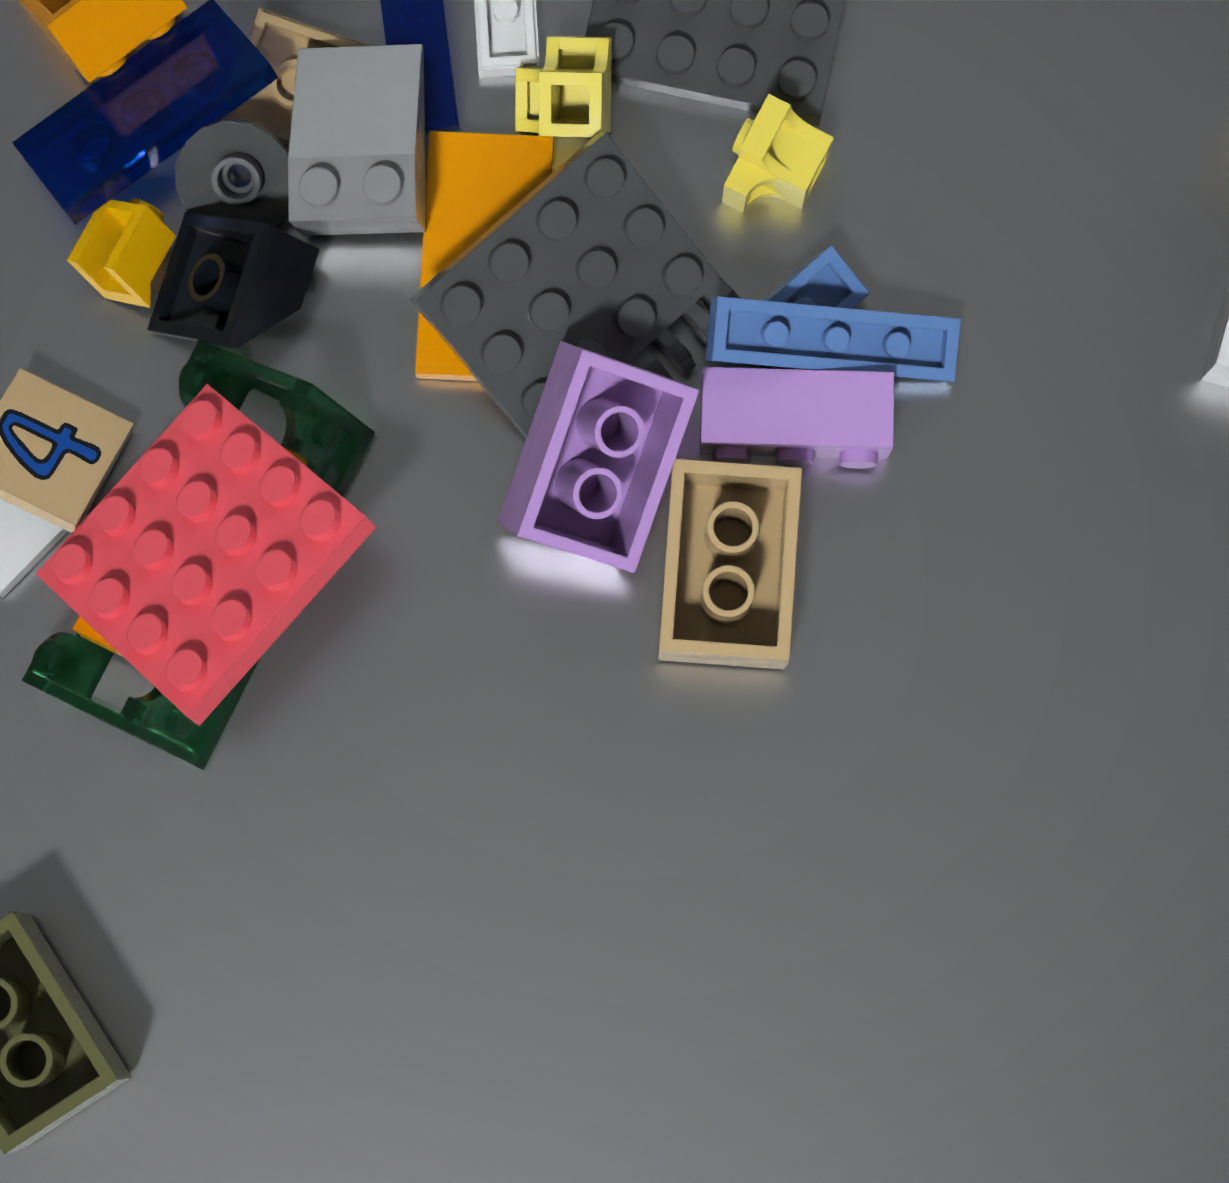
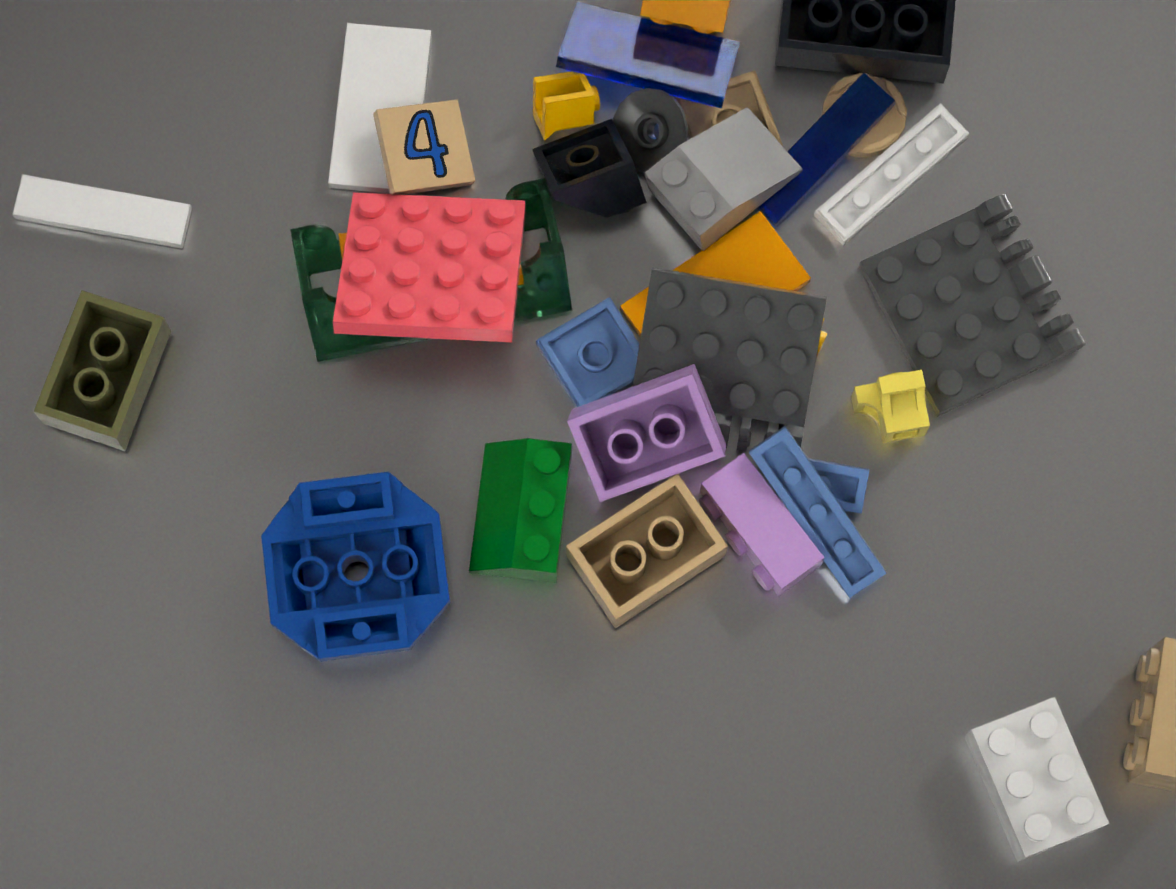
camera: 50 degrees right, 5 degrees down
(421, 902) = (347, 522): none -> blue piece
(447, 449) = (592, 353): none -> medium blue tile
(566, 668) = (521, 509): none -> green slope
(569, 92) = (841, 266): light yellow brick -> none

